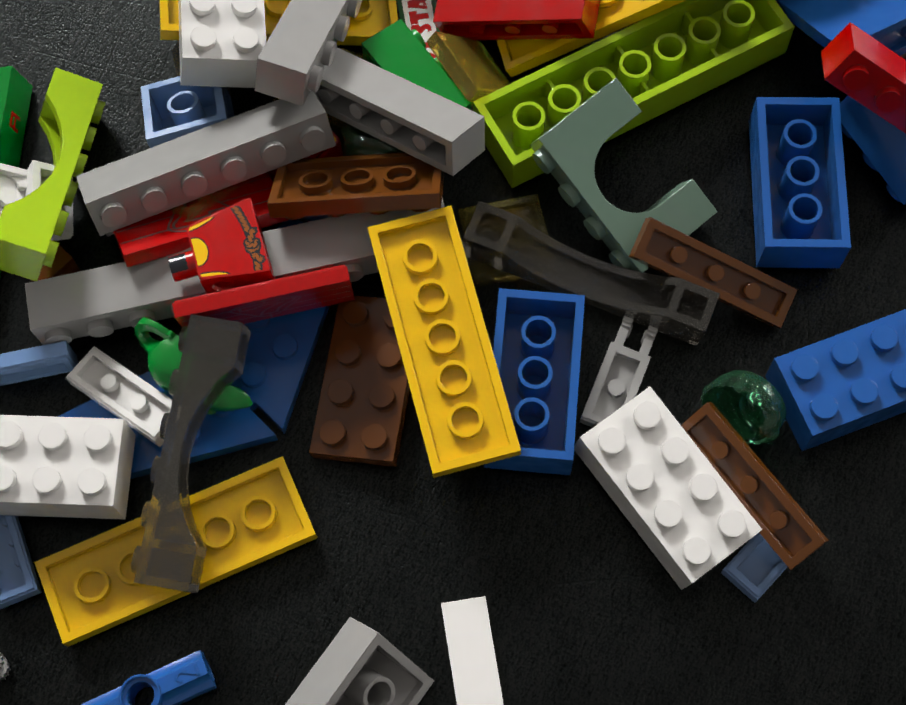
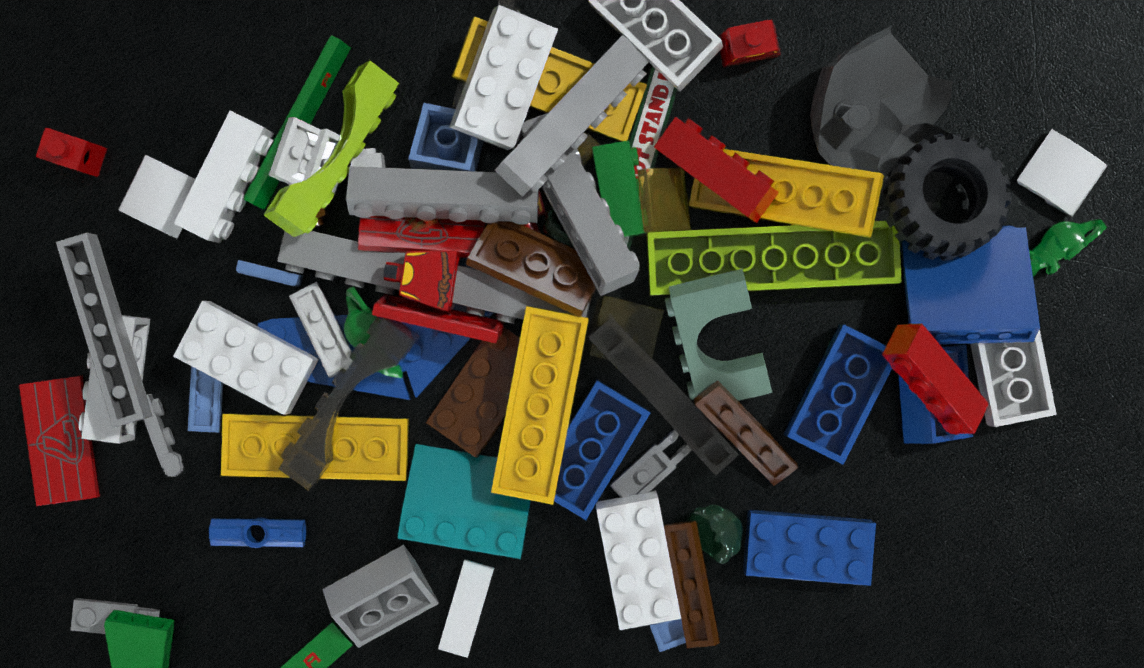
camera: 20 degrees right, 20 degrees up
(407, 531) = (453, 504): none -> teal slope

